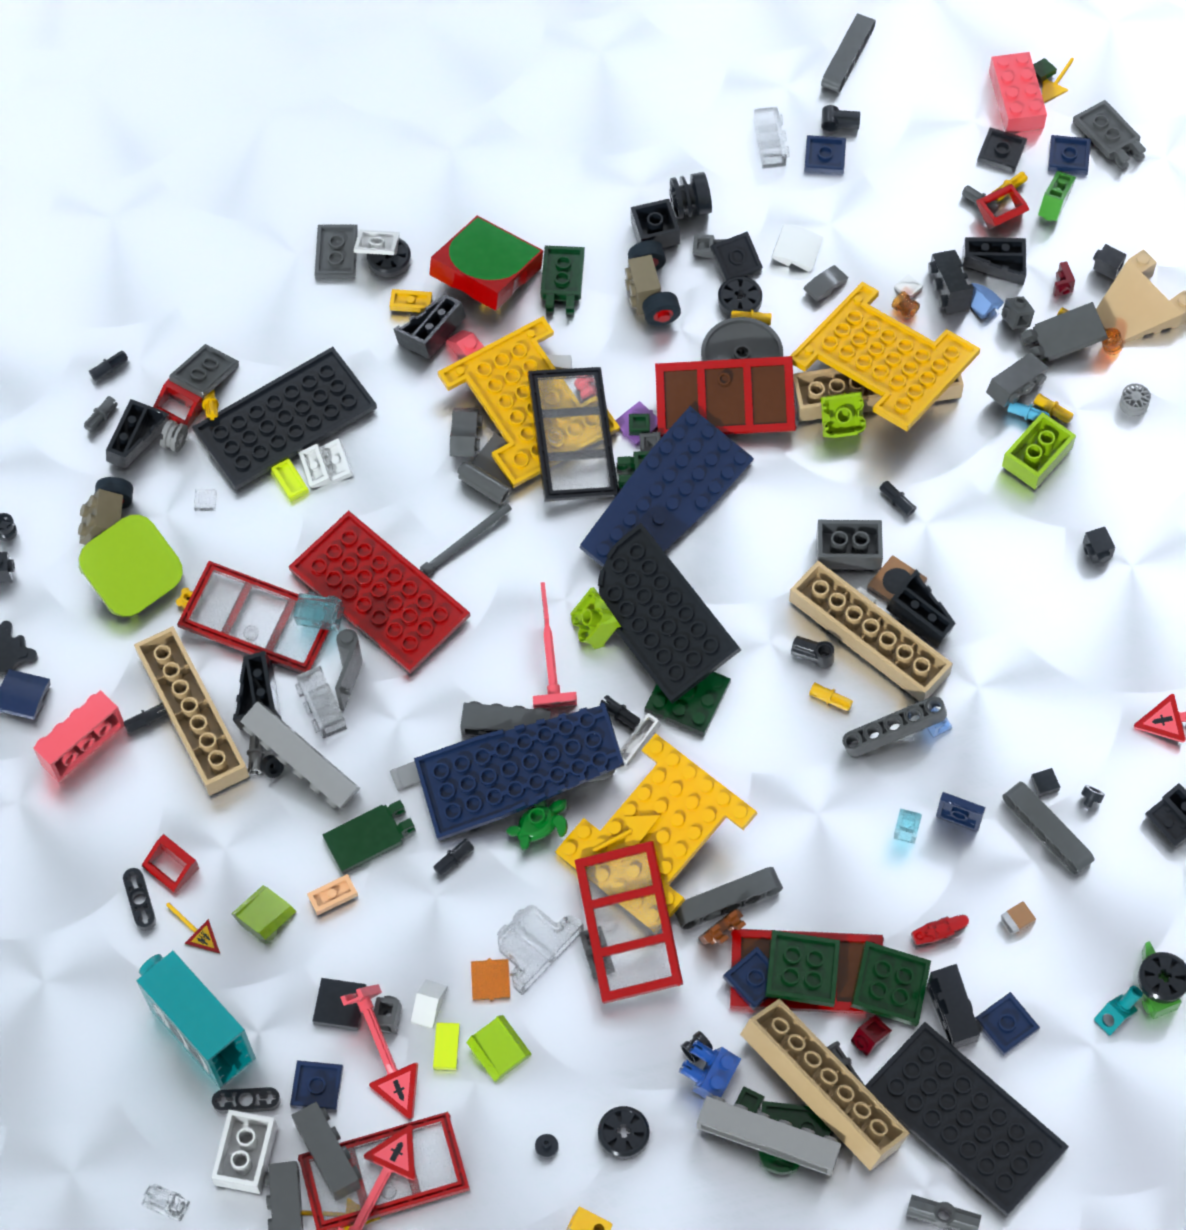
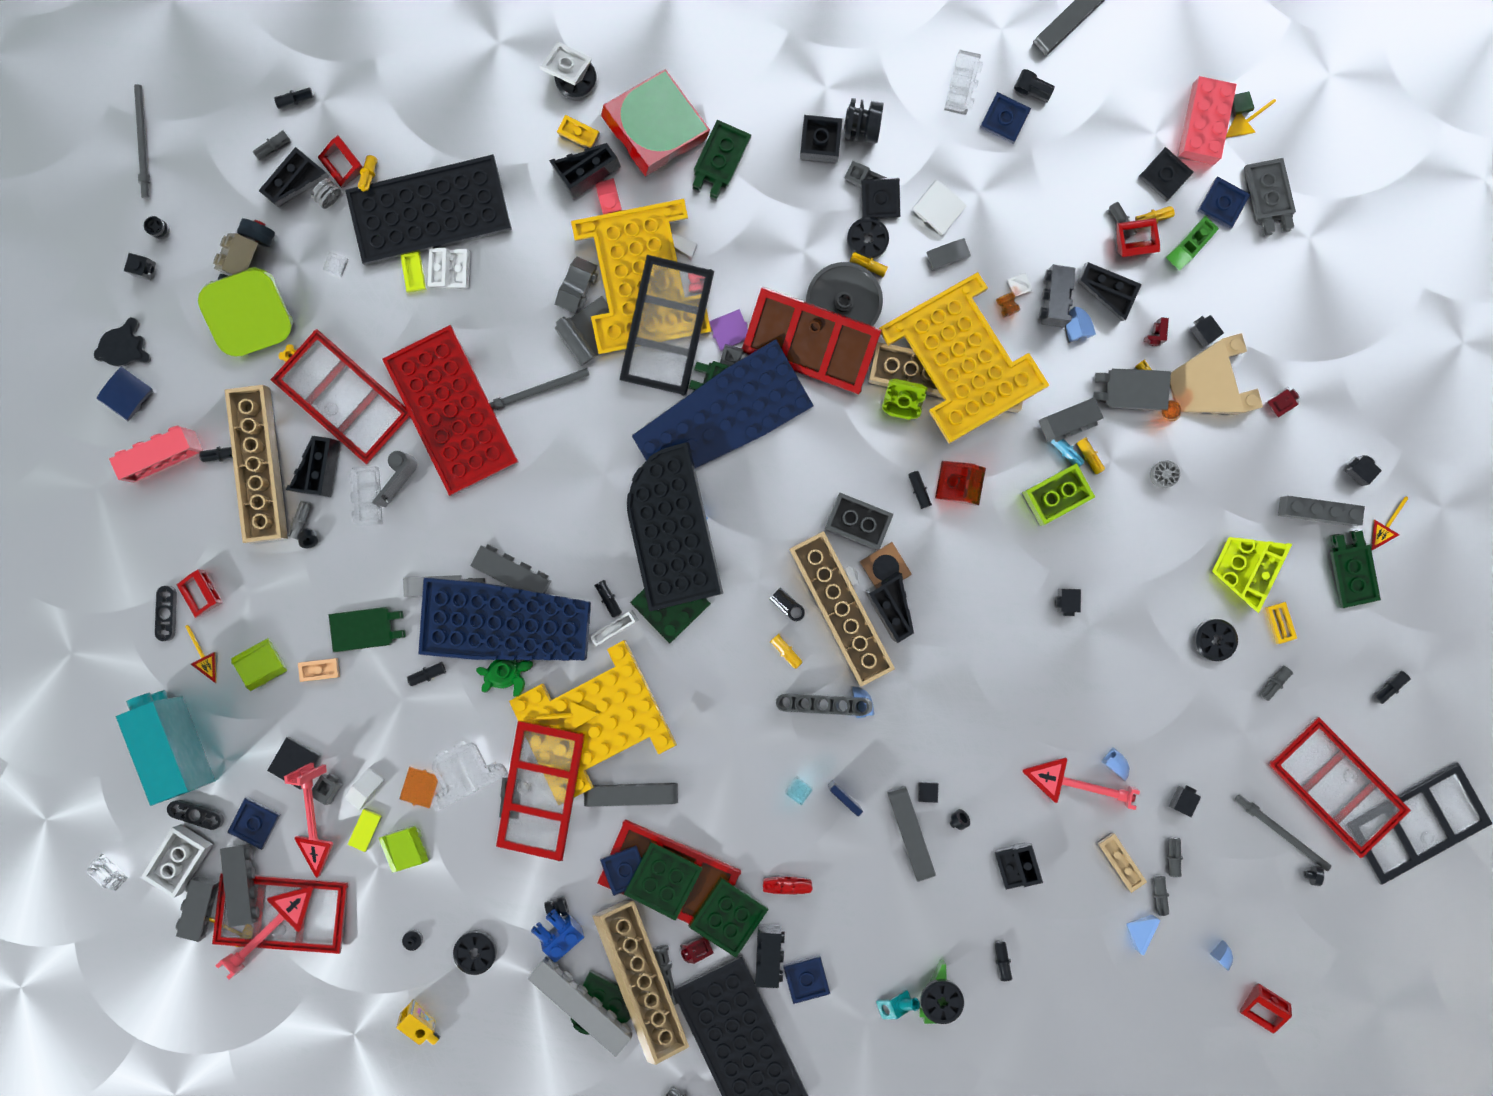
camera: 20 degrees right, 25 degrees up
(204, 370) = (373, 137): dark grey tile -> none
(298, 753) = (329, 543): light grey brick -> none
(318, 611) = (390, 415): clear light blue brick -> none
(336, 251) = (530, 52): dark grey tile -> none
(554, 697) = (558, 566): coral piece -> none
(594, 620) = (617, 509): lime slope -> none
(639, 424) = (729, 333): dark green tile -> none
(643, 283) = (786, 193): brick -> none
(729, 922) = (608, 819): dark orange plate -> none
(750, 1099) = (580, 964): dark green tile -> none
(935, 476) = (960, 482): none -> clear red slope
(1018, 312) = (1102, 351): dark grey brick -> none
(1018, 918) = (853, 898): medium nougat piece -> none

